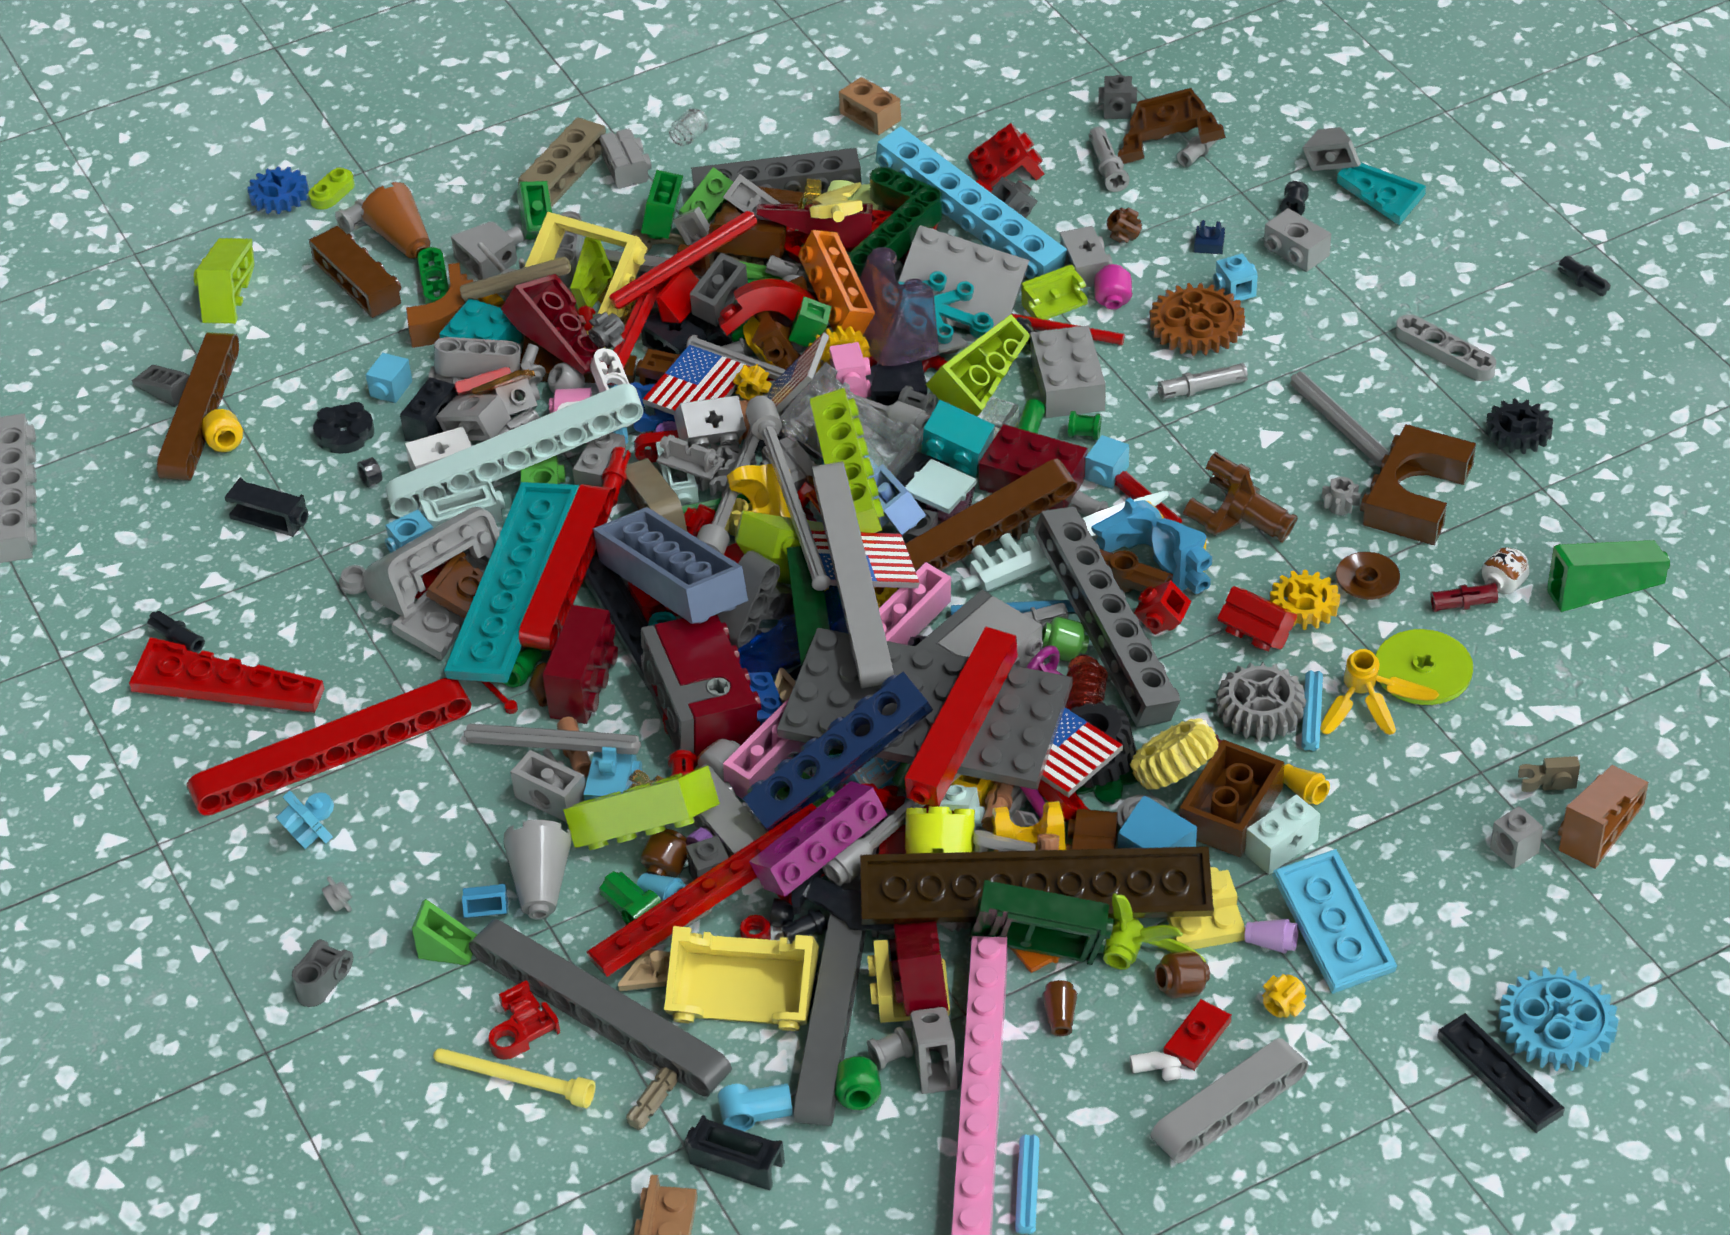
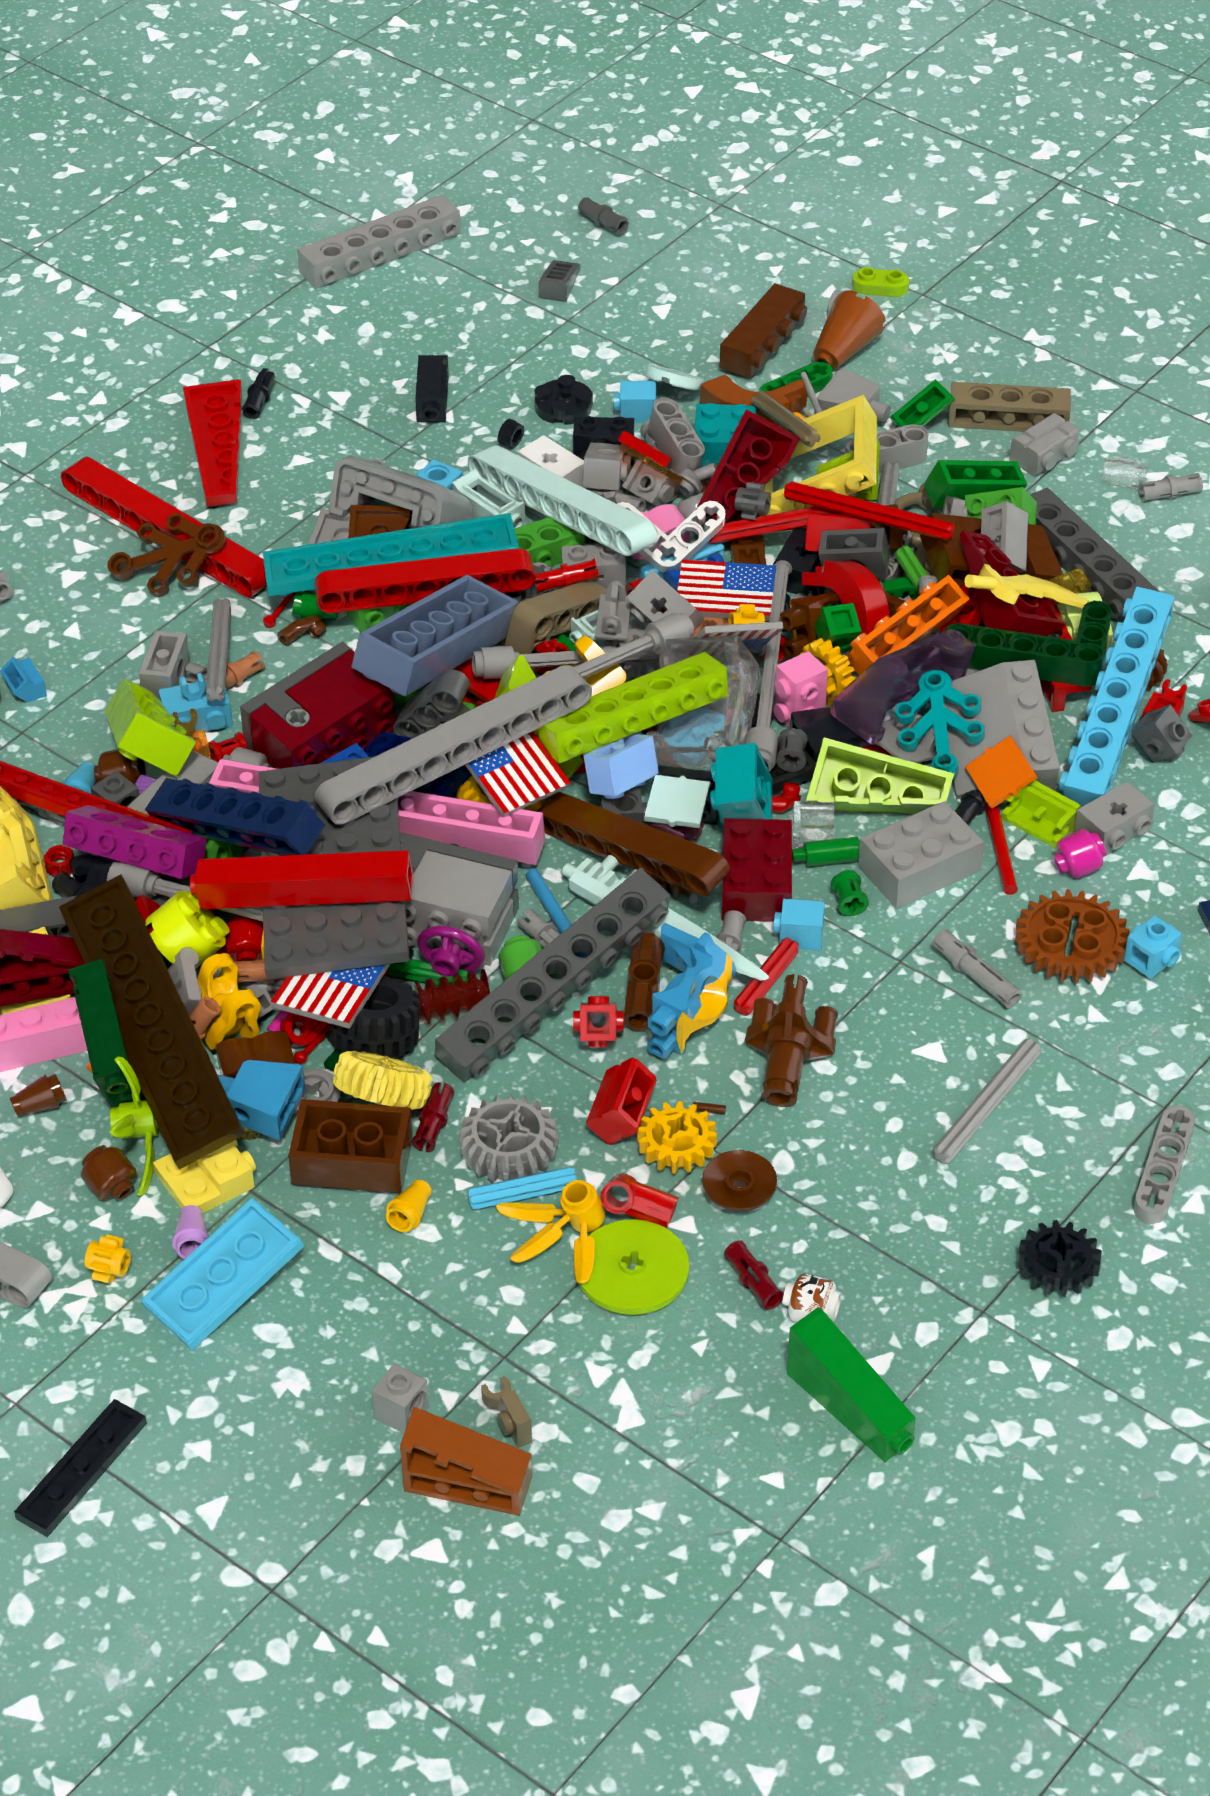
camera: 65 degrees right, 0 degrees up
(96, 328) = (603, 215): none -> dark grey pin
(200, 396) = (538, 306): reddish brown beam -> none
(222, 277) = (705, 257): lime wedge -> none
(222, 430) = (512, 329): yellow head -> none
(278, 190) = (849, 249): blue gear -> none
(304, 820) = (66, 537): medium azure hips -> none
(378, 343) = (674, 377): none -> light aqua tile
(386, 740) = (171, 553): none -> reddish brown plant
(537, 864) = (65, 693): light grey cone -> none
(580, 664) = (311, 627): dark red brick -> none
(627, 896) = (62, 761): green piece -> none
(720, 110) = (1170, 487): none -> light grey pin
(964, 798) = (242, 938): light aqua bracket -> none
(1012, 293) = (1001, 772): none -> orange piece
(1124, 225) = (1186, 834): reddish brown gear -> none
(1198, 1034) = (46, 1210): red plate -> none
(1272, 577) = (710, 1108): none -> reddish brown piece
(1282, 834) = (324, 1202): light aqua brick -> none
(1341, 495) = (854, 1127): light grey gear -> none
(1366, 635) = (643, 1201): none -> red piece
(1413, 454) = (953, 1170): reddish brown arch -> none
(1558, 1019) = (160, 1495): medium azure gear -> none

